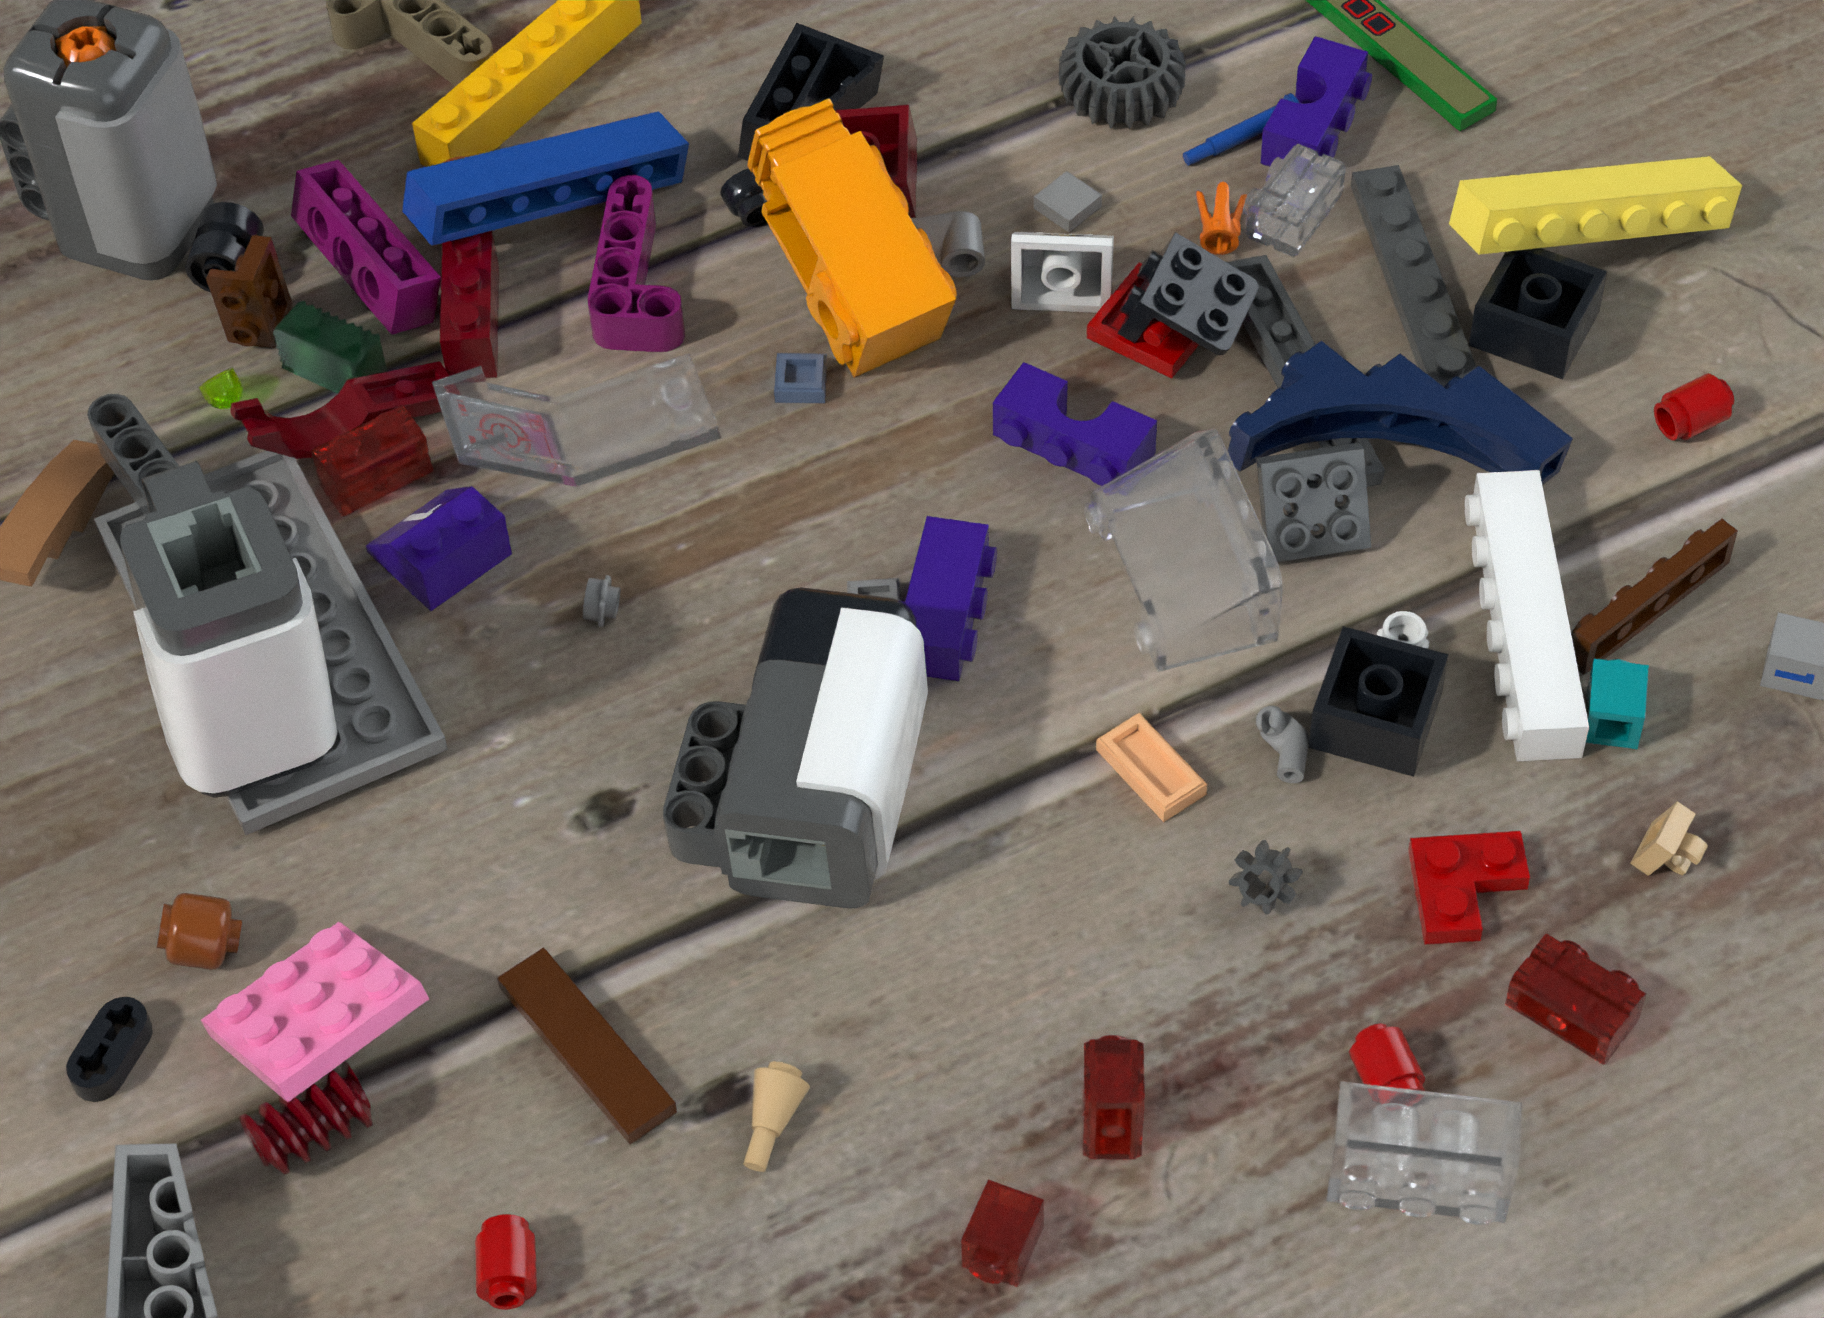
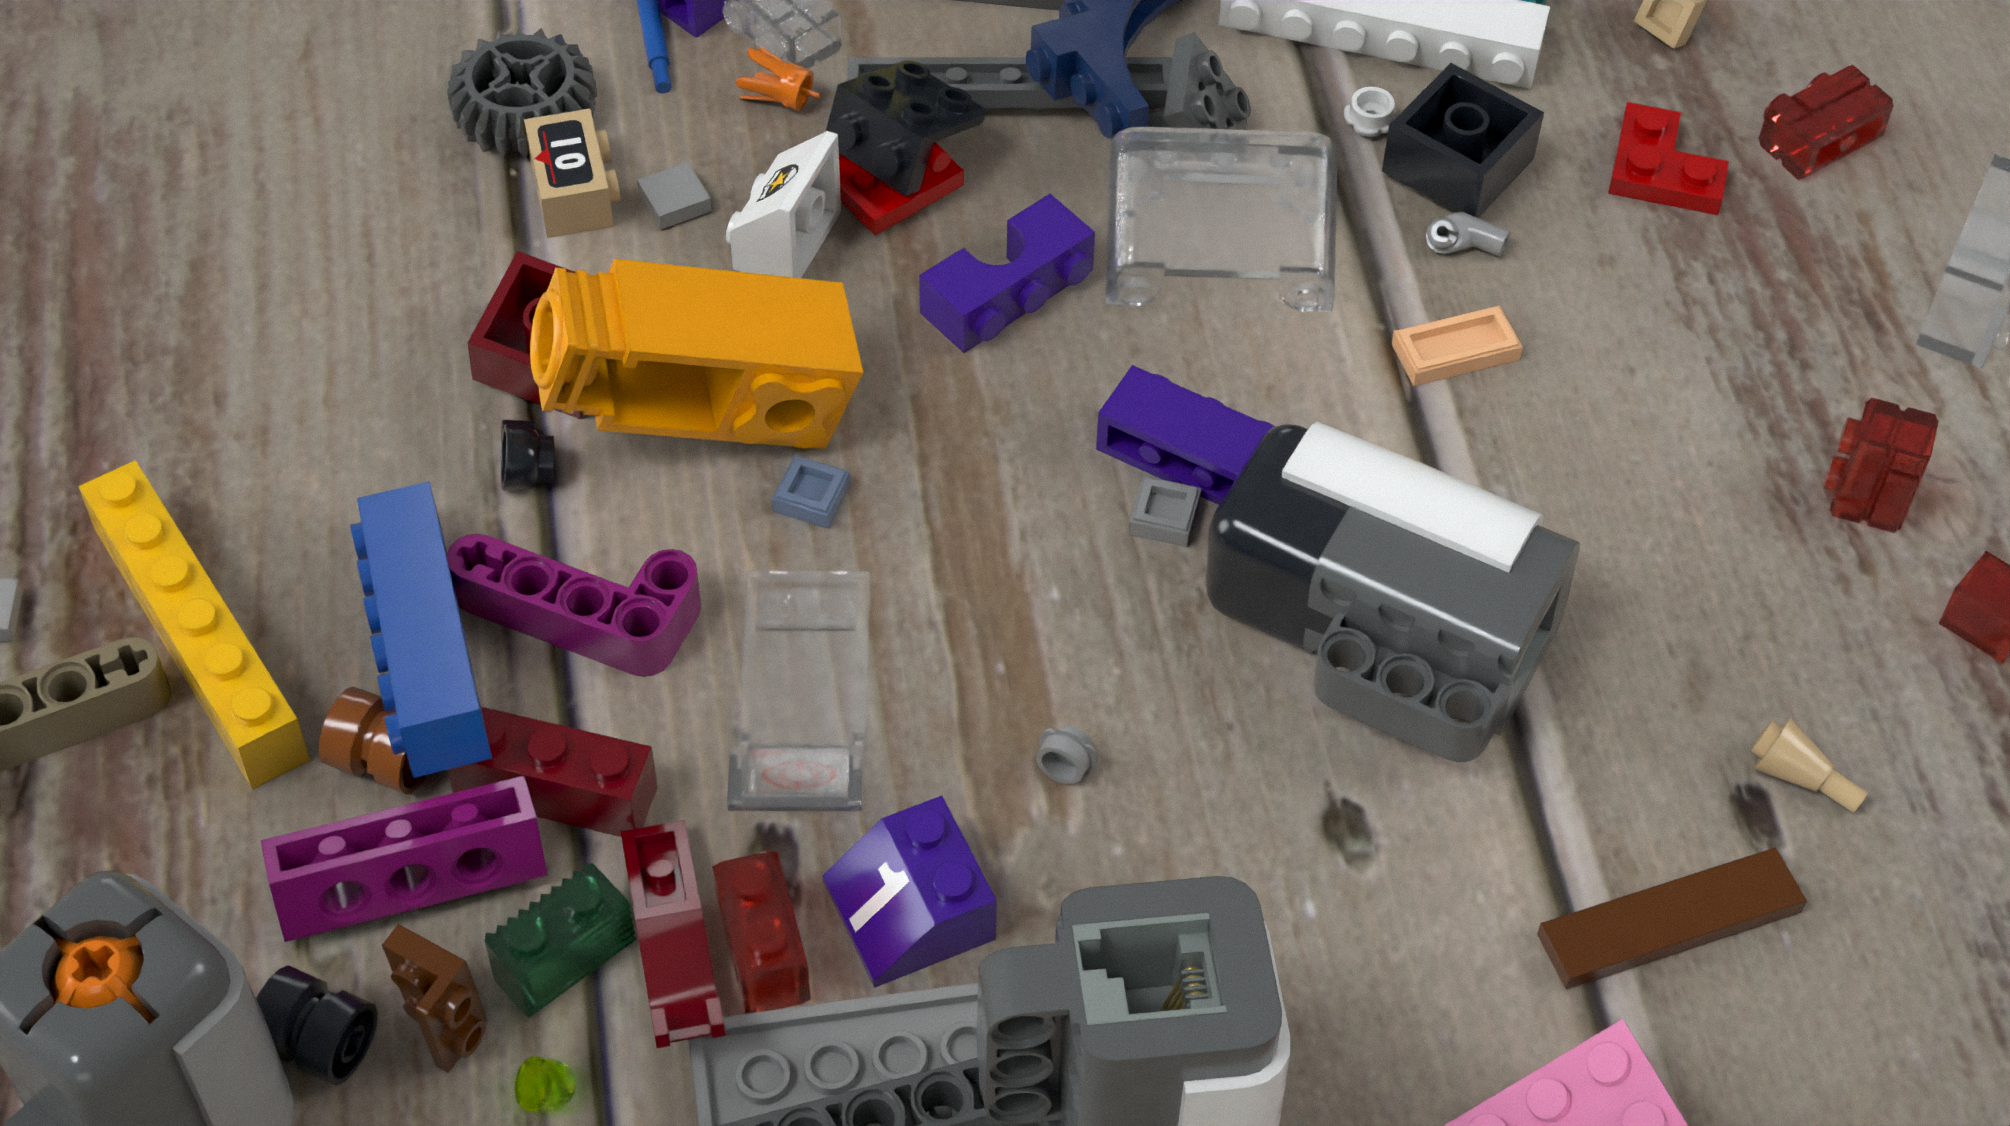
camera: 75 degrees left, 0 degrees up
(505, 1261) = (1949, 1052): red brick -> none
(808, 72) = (406, 363): black wedge -> none
(1049, 127) = (570, 172): none -> tan brick
(1258, 892) = (1635, 288): dark grey gear -> none
(1386, 1059) = (1869, 270): red brick -> none

